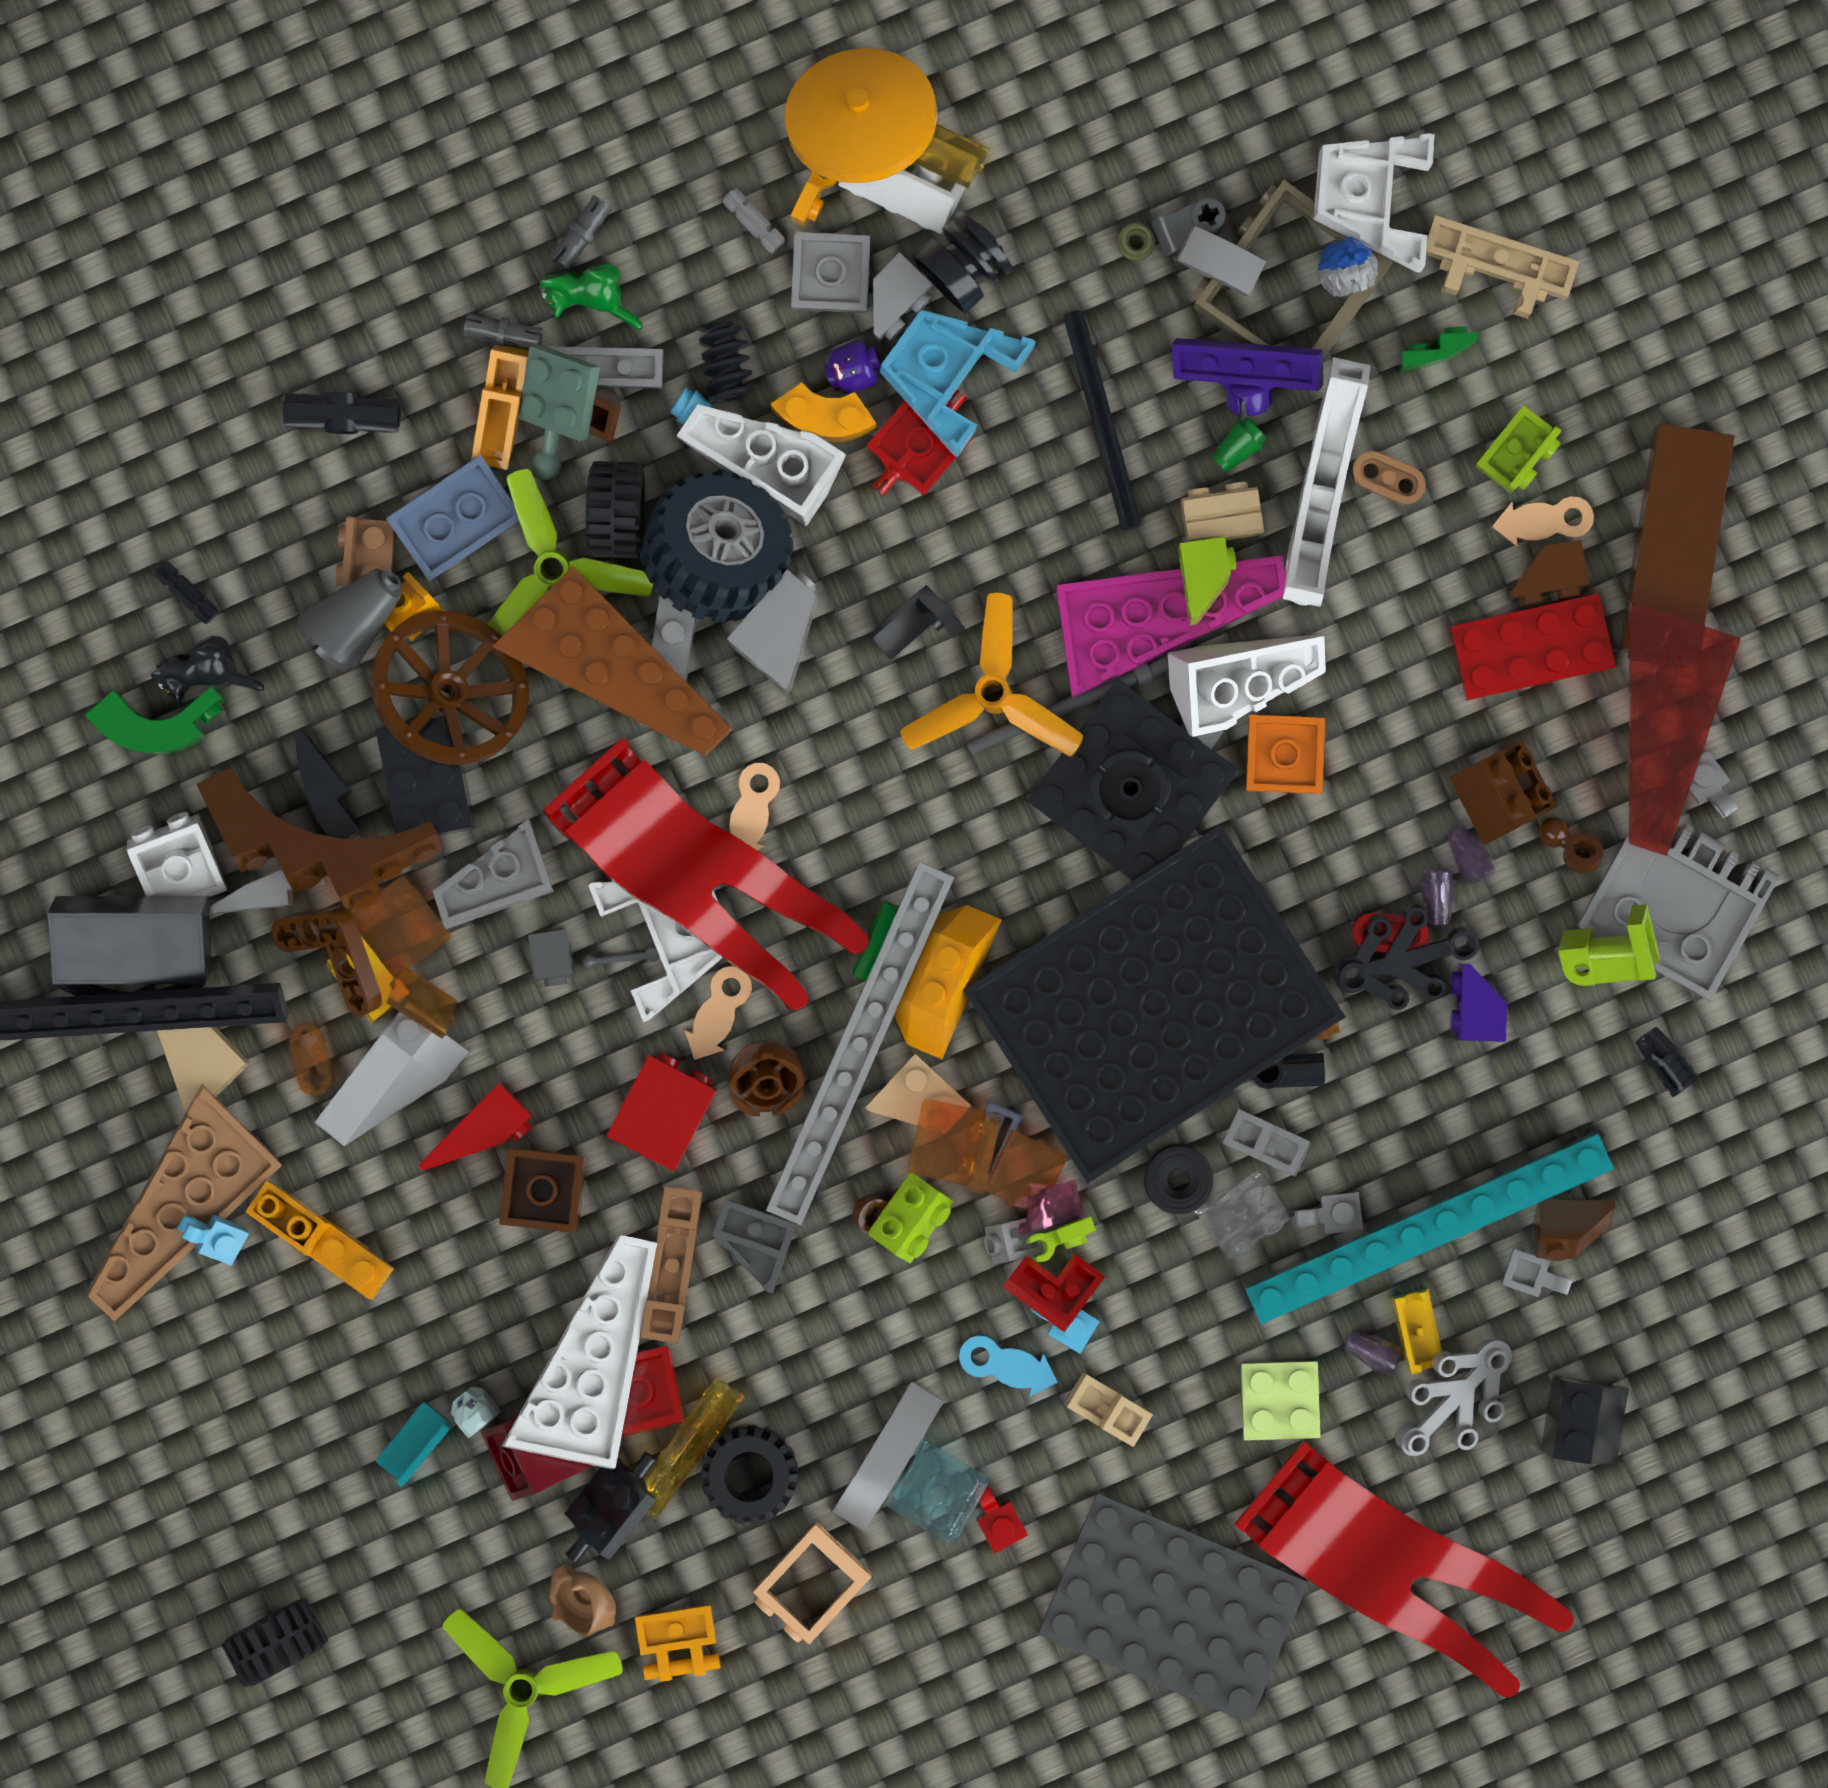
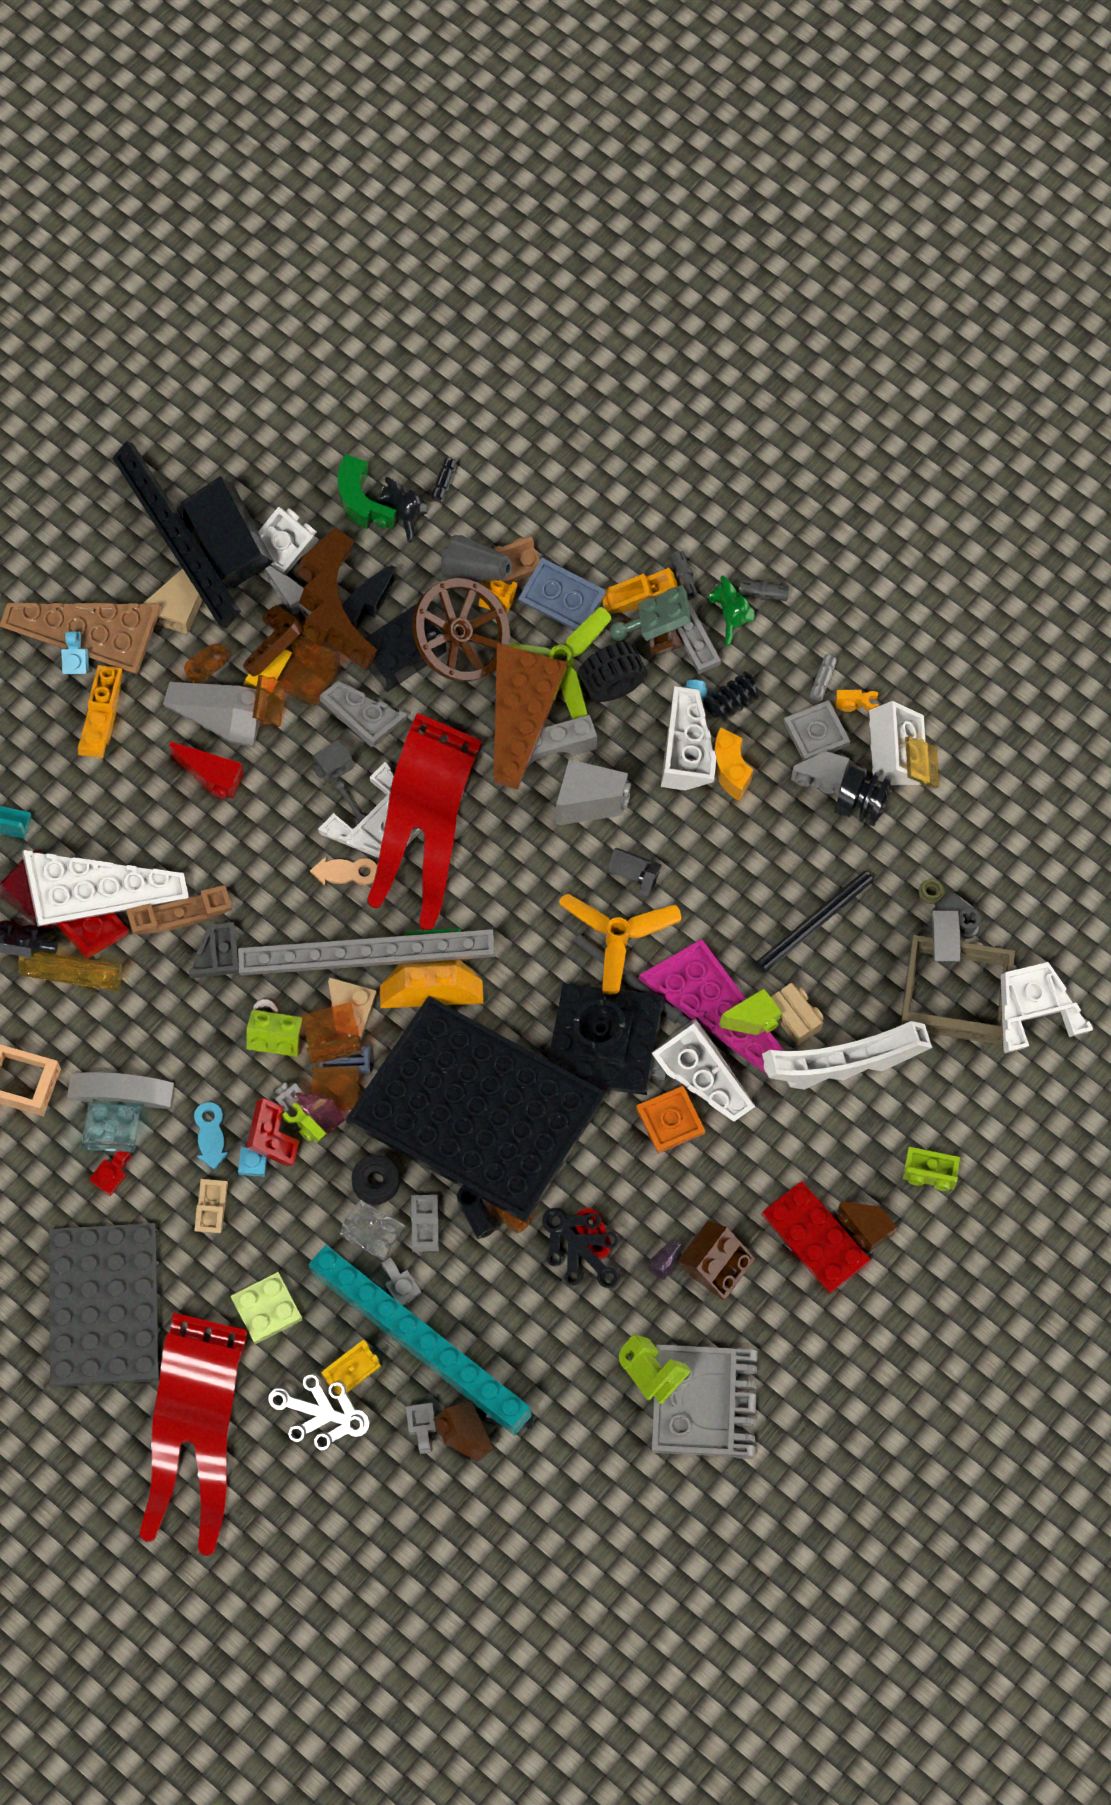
camera: 60 degrees right, 20 degrees down
(341, 413) = (590, 512): black piece -> none
(473, 1410) = (37, 838): light aqua rock -> none
(543, 1189) = (189, 817): reddish brown brick -> none
(663, 1111) = (270, 864): red brick -> none
(716, 545) = (621, 730): black wheel -> none
(742, 1507) = (62, 994): black tyre -> none
(751, 812) = (475, 835): light nougat brick -> none
(765, 1078) = (317, 908): reddish brown cylinder -> none
(853, 367) = (768, 767): dark purple head -> none
(861, 115) = (916, 701): light orange dish -> none
(912, 450) = (744, 825): red plate -> none
(935, 360) = (796, 809): medium azure wing -> none
(1239, 444) = (843, 1004): green cone -> none
(1247, 370) = (889, 983): dark purple plate -> none
(1347, 267) = (982, 1005): piece -> none
(1376, 1352) = (324, 1349): clear purple cone -> none
(1388, 476) = (871, 1101): medium nougat plate -> none
(1438, 895) = (632, 1251): clear purple cone -> none
(1448, 346) = (969, 1097): green slope -> none
(1480, 1009) = (572, 1310): dark purple slope -> none
(1529, 268) = (1036, 1082): tan hinge -> none
(1543, 520) = (897, 1207): light nougat brick -> none
(1555, 833) = (704, 1324): reddish brown plate -> none
(1584, 1421) = (343, 1498): black slope -> none
(1666, 1061) = (599, 1444): black hinge -> none
(1673, 698) = (825, 1329): clear red wing -> none
(1679, 523) = (925, 1291): reddish brown brick -> none
(1708, 784) = (789, 1383): light grey plate -> none

